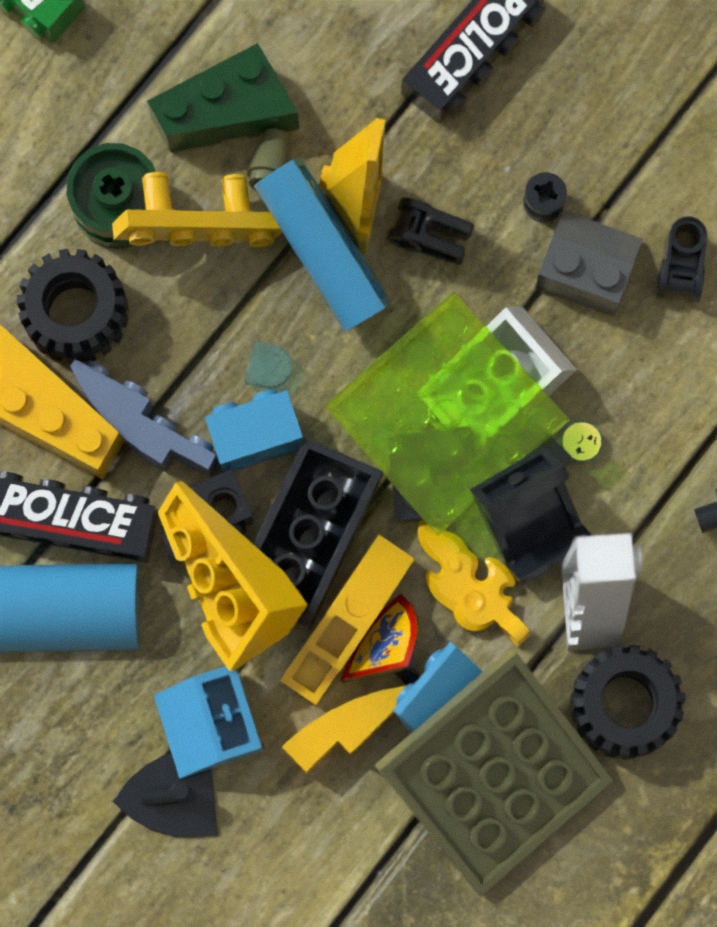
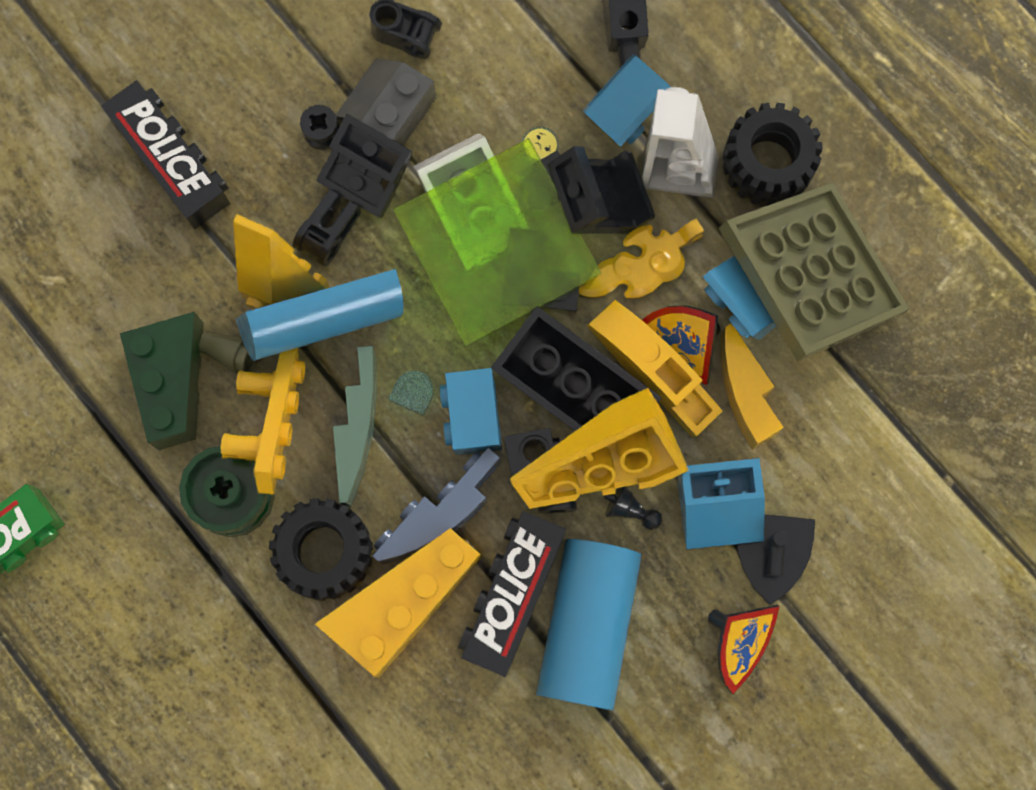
camera: 75 degrees left, 0 degrees up
(61, 773) = (742, 642): none -> shield
(187, 621) = (627, 506): none -> black piece
(196, 314) = (354, 439): none -> sand green slope
(506, 253) = (364, 166): none -> black slope
(656, 523) = (626, 101): none -> dark azure slope

